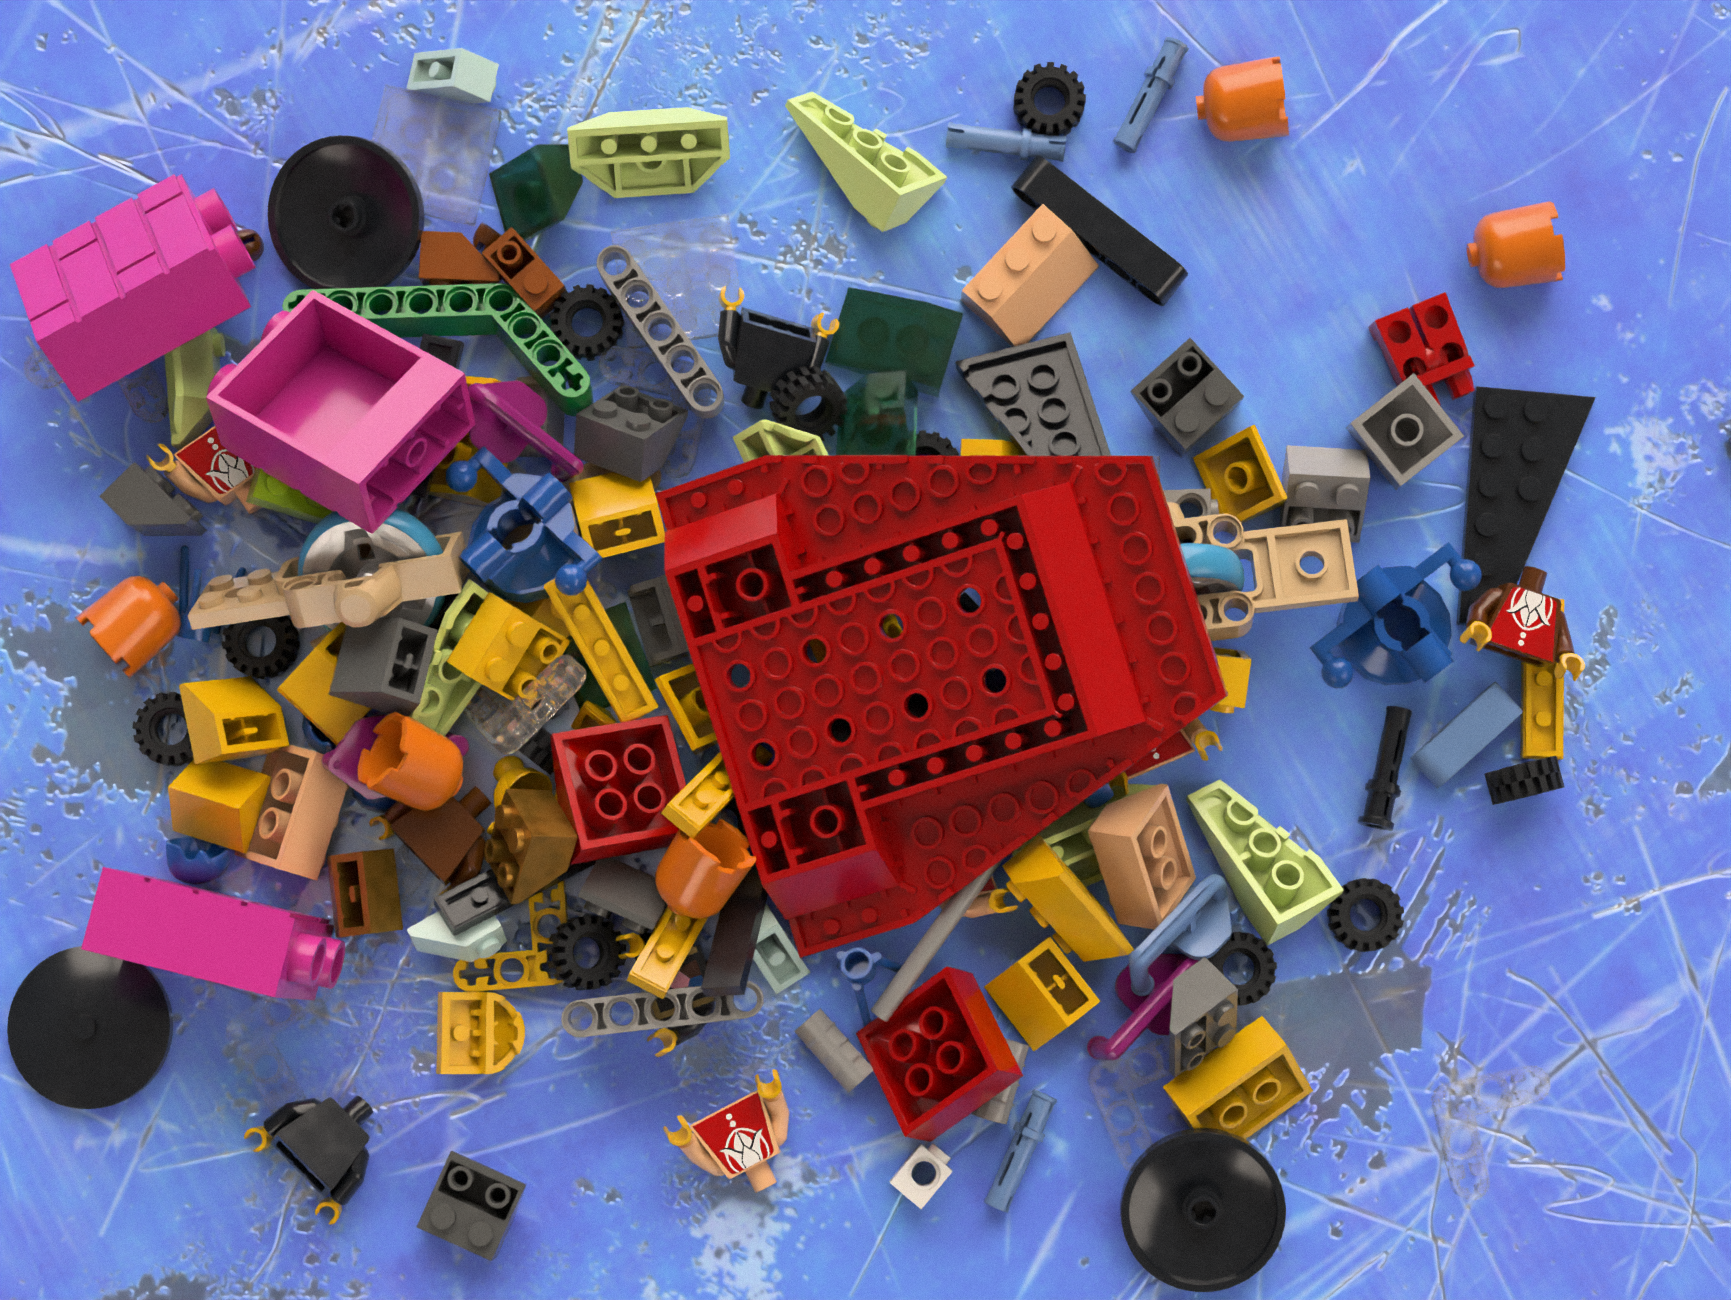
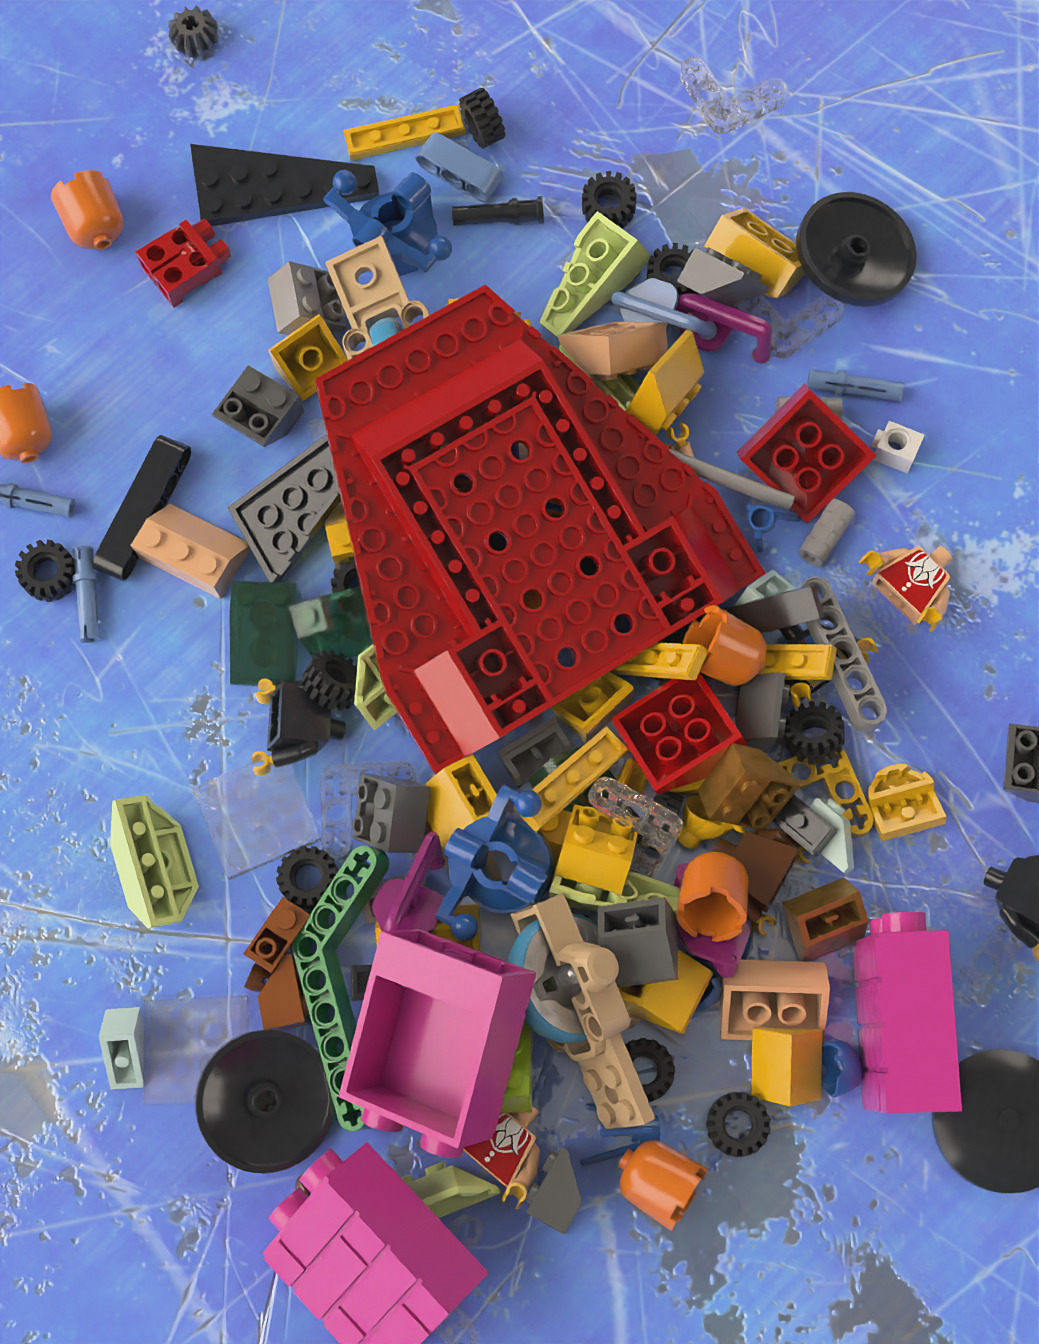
camera: 100 degrees left, 10 degrees down
(232, 719) = (717, 1069): yellow slope -> none
(535, 189) = (208, 948): clear green slope -> none
(656, 313) = (300, 825): light grey beam -> none
(873, 175) = (136, 681): yellowish green wedge -> none
(1042, 994) = (735, 395): yellow slope -> none
(1404, 431) = (247, 253): light grey slope -> none
(1523, 625) = (370, 139): torso -> none

